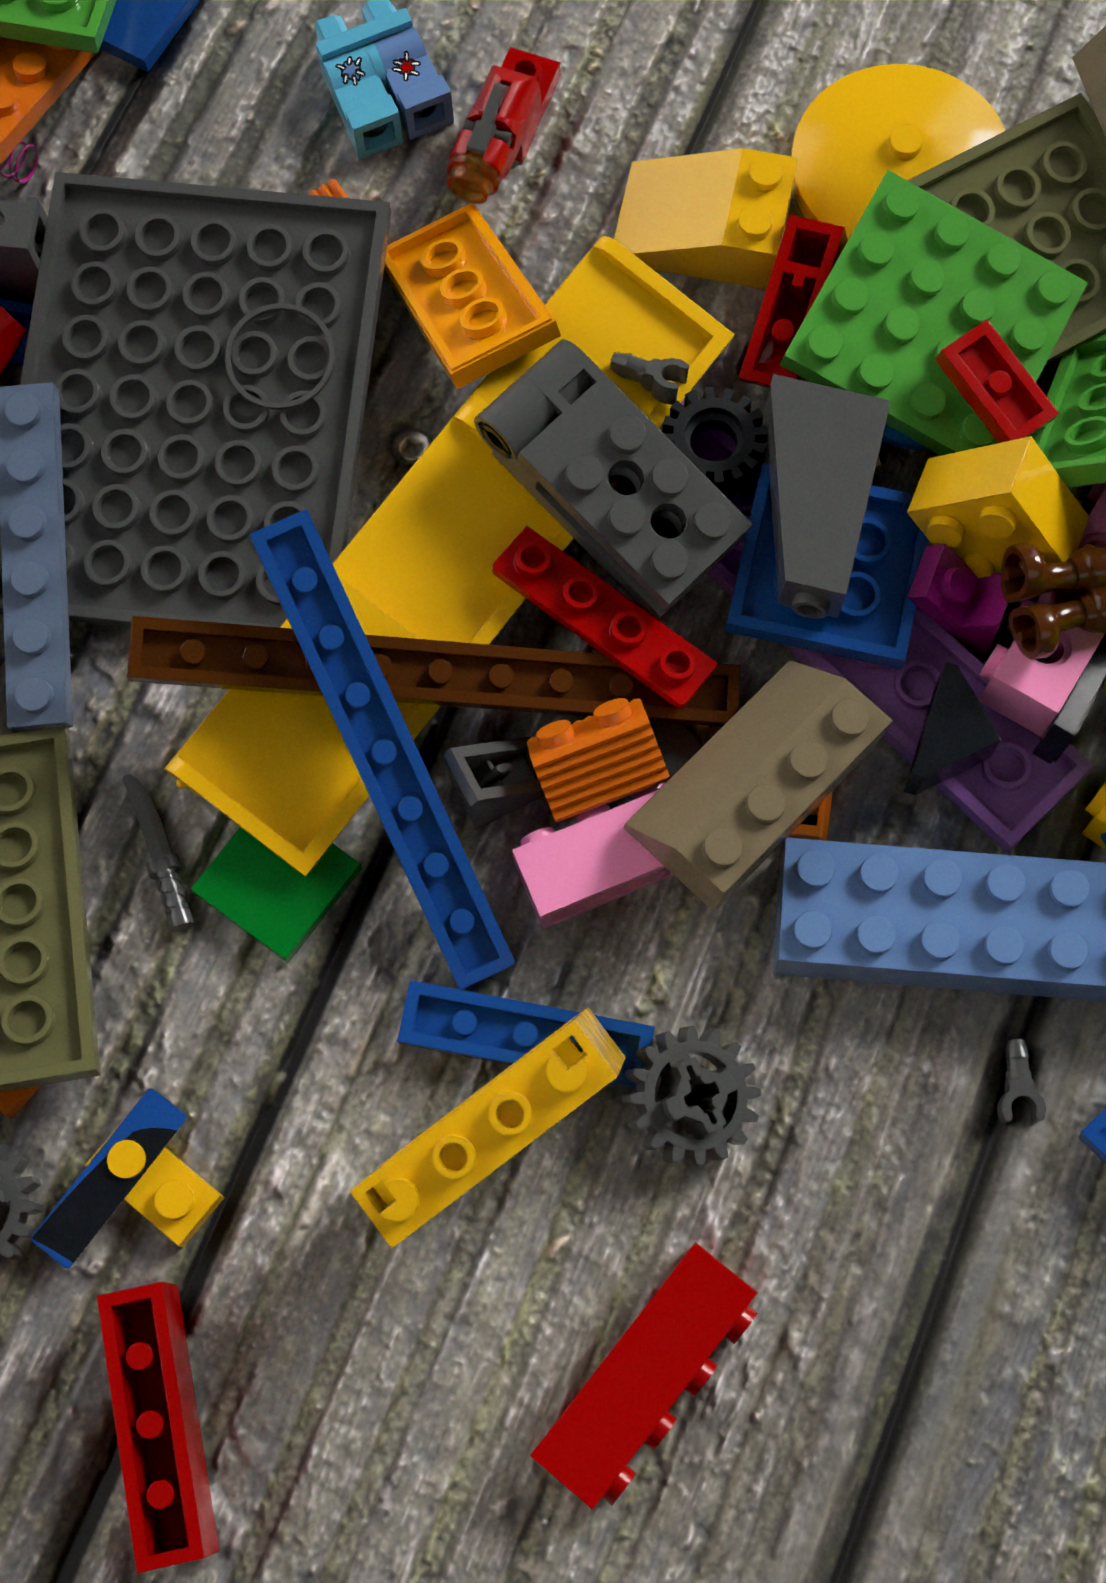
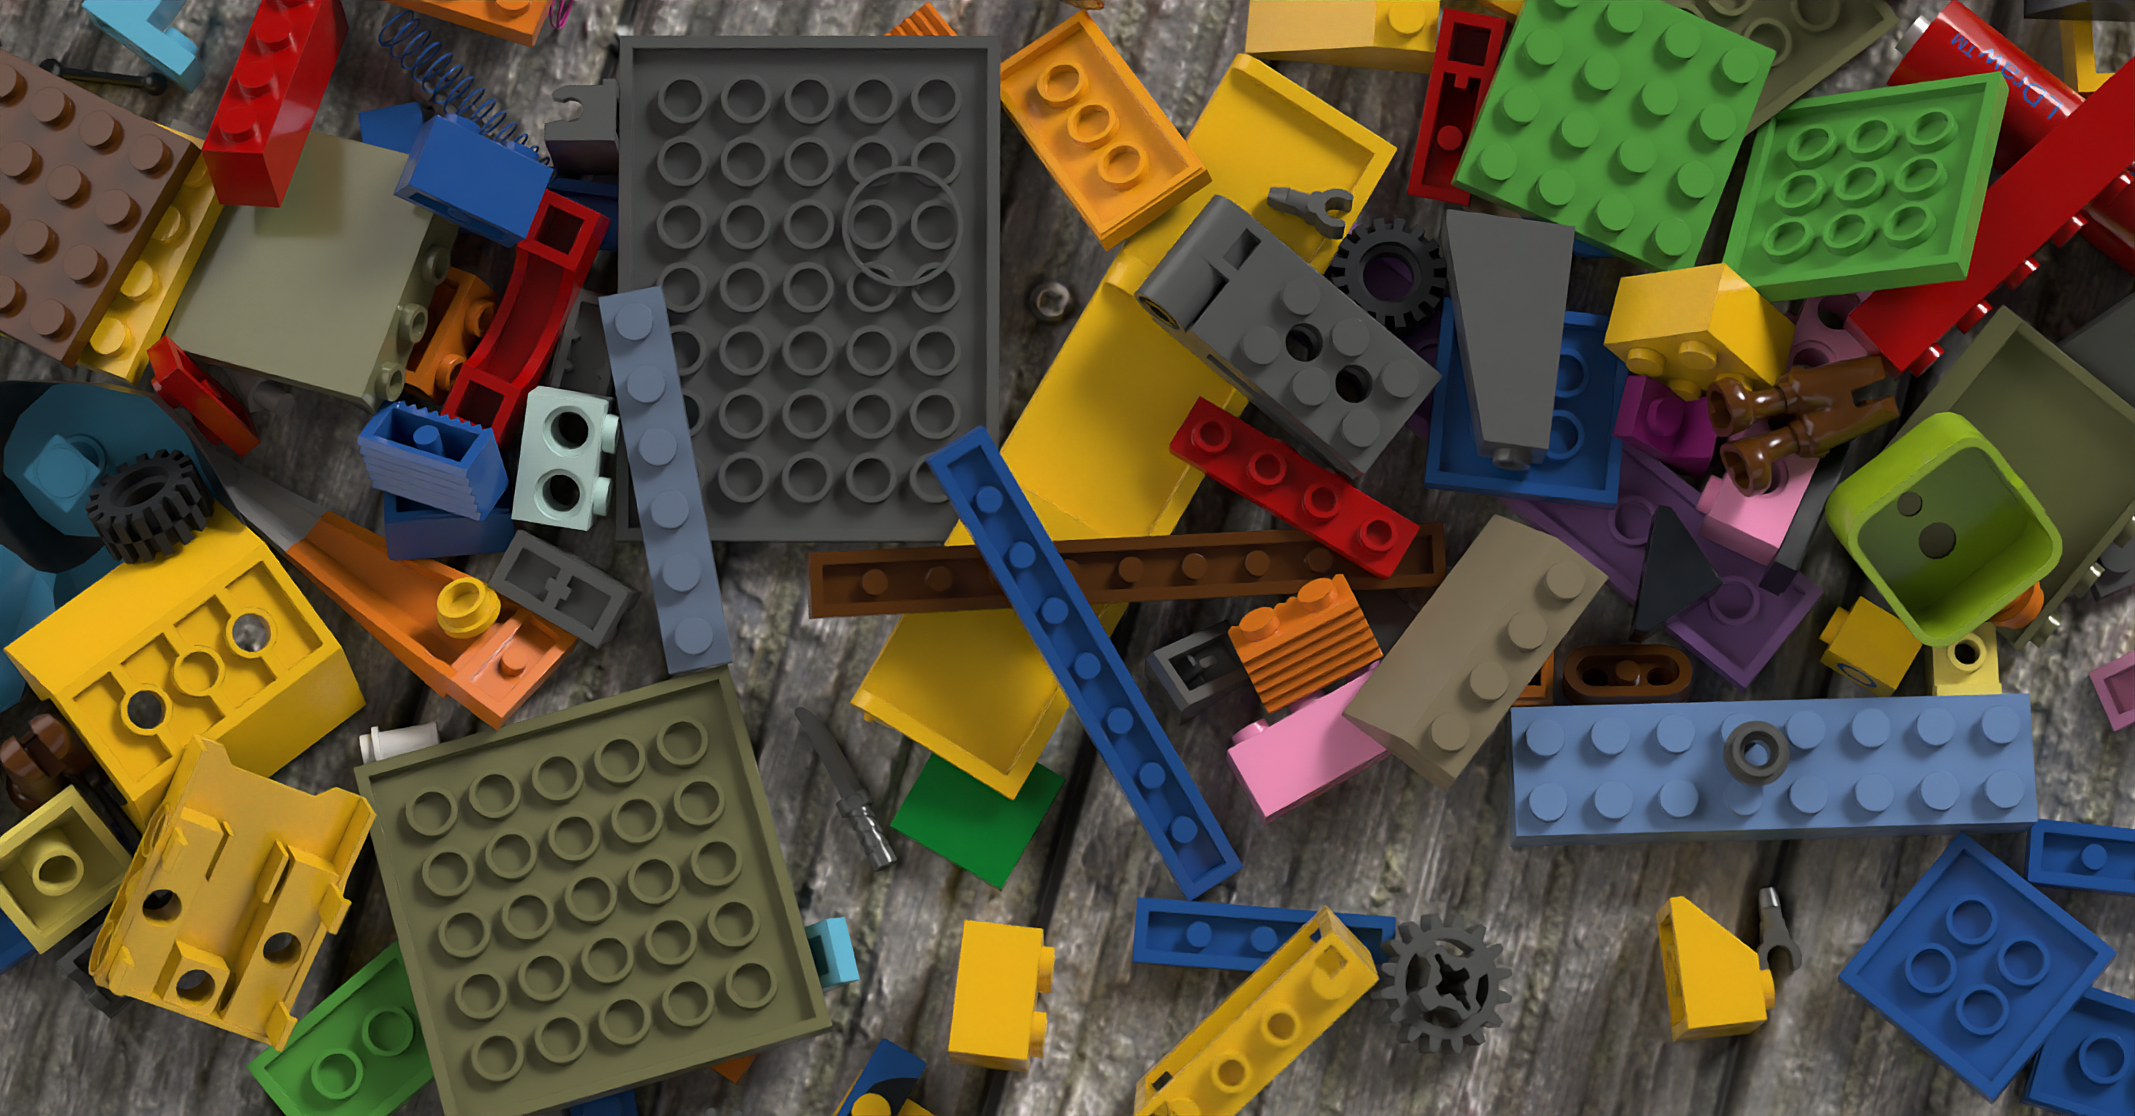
camera: 10 degrees left, 5 degrees up
(113, 1002) = (832, 953): none -> medium azure plate
(260, 1059) = (998, 996): none -> yellow brick
(899, 822) = (1626, 675): none -> reddish brown plate
(956, 1116) = (1709, 976): none -> yellow slope
(996, 384) = (1686, 193): red plate -> none
(1031, 888) = (1764, 735): none -> dark grey plate

